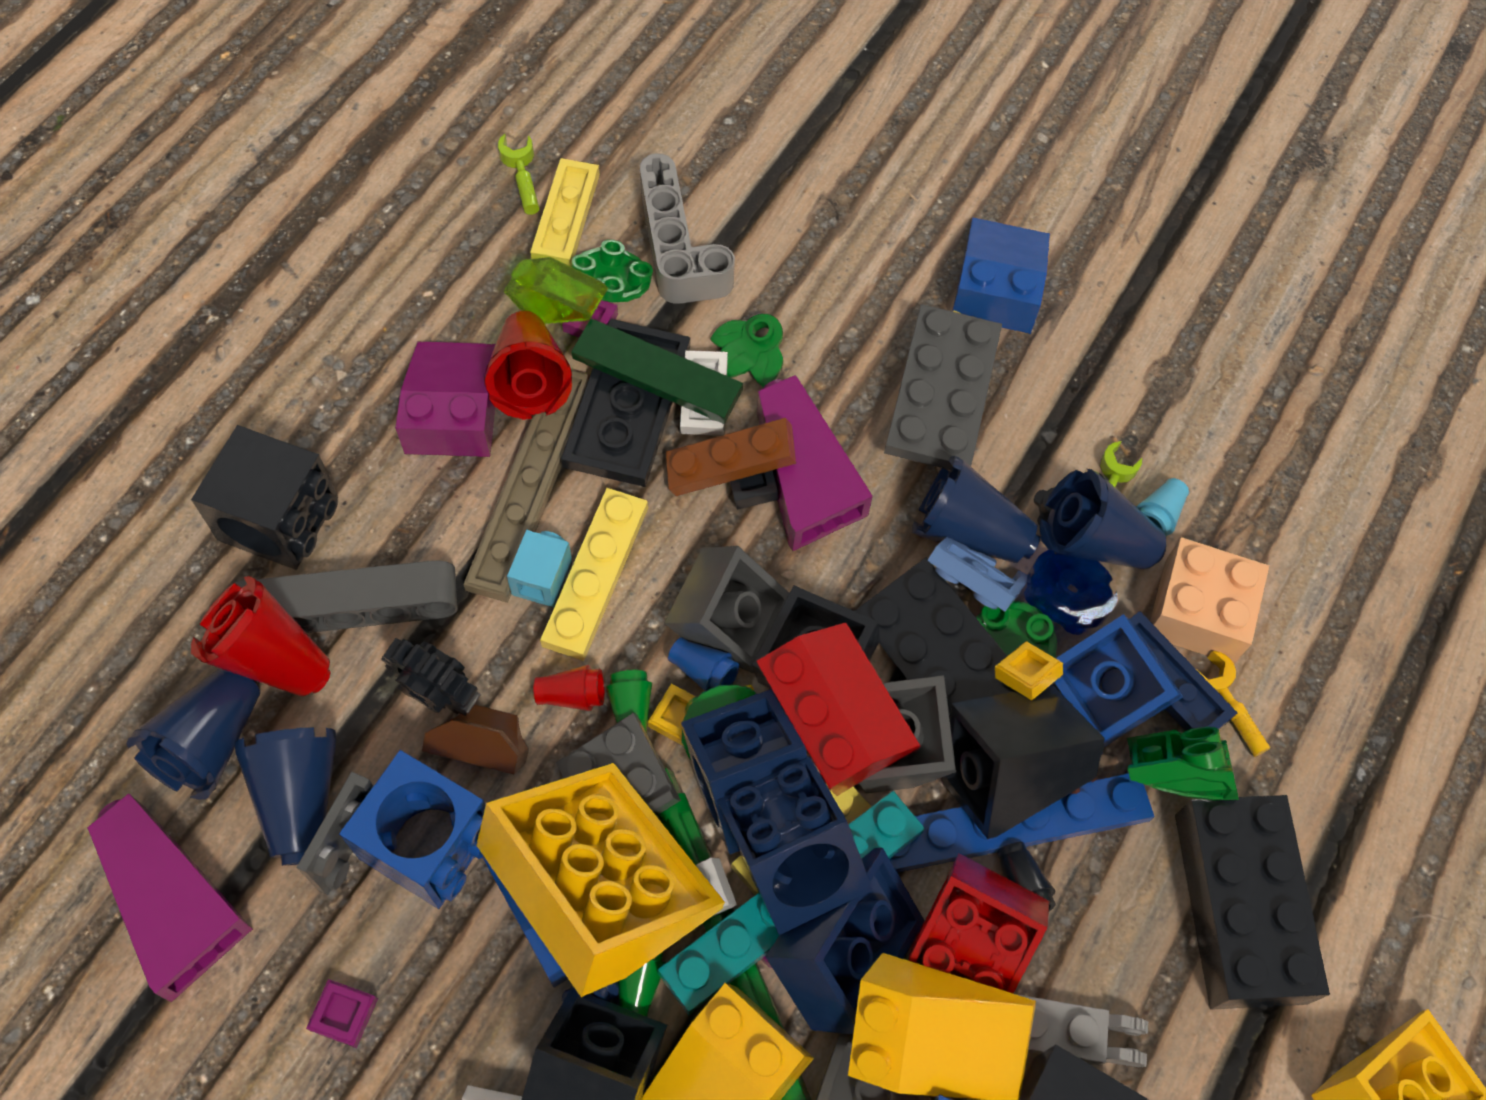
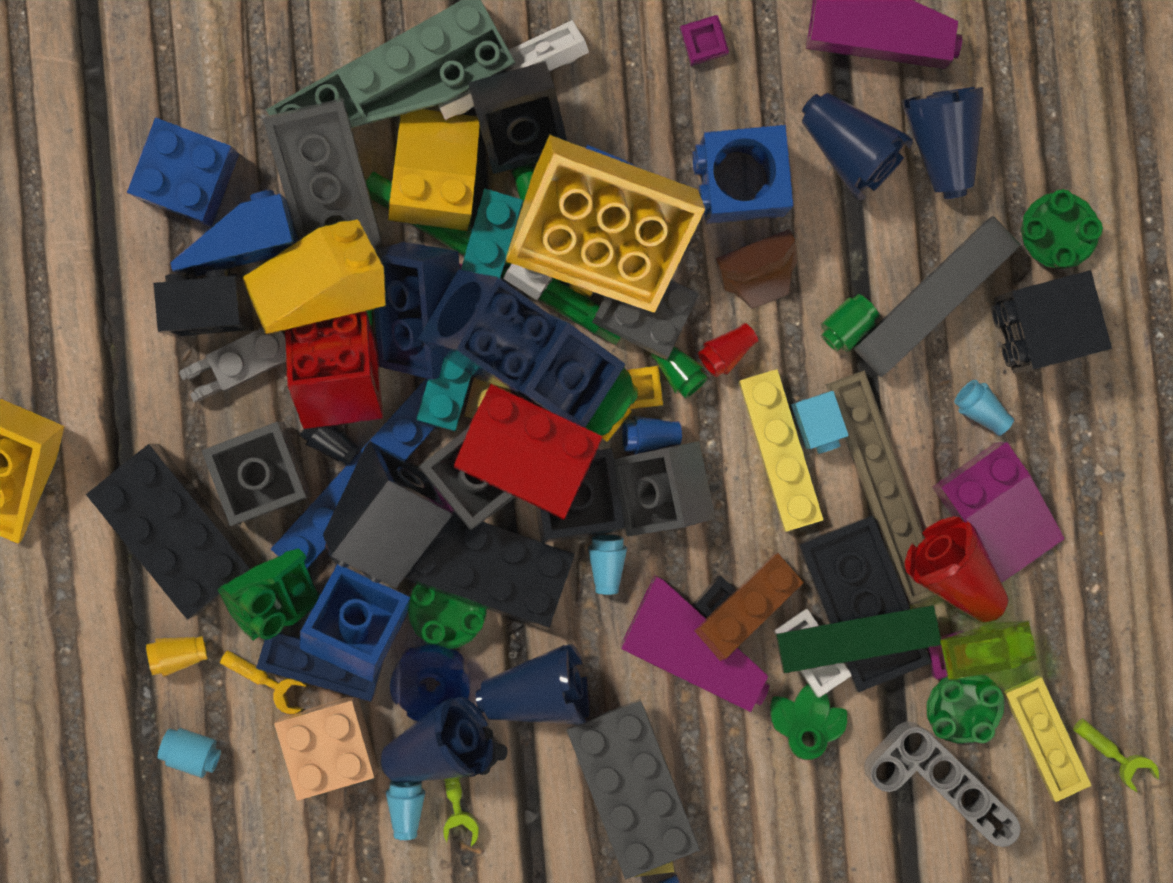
camera: 150 degrees right, 25 degrees up
(183, 578) = (1060, 230): none -> green dish
(260, 641) = (959, 214): red cone -> none
(328, 854) = (787, 113): dark grey piece -> none
(389, 484) = (983, 407): none -> medium azure cone
(430, 677) = (823, 279): black gear -> none
(444, 628) = (849, 323): none -> green brick
(832, 578) = (607, 562): none -> medium azure cone
(976, 571) = (501, 640): medium blue wing -> none
(1029, 670) = (417, 582): yellow tile -> none
(1125, 893) = (257, 473): none -> dark grey brick
(1313, 783) = (175, 654): none -> yellow cone
(1349, 685) = (189, 752): none -> medium azure brick

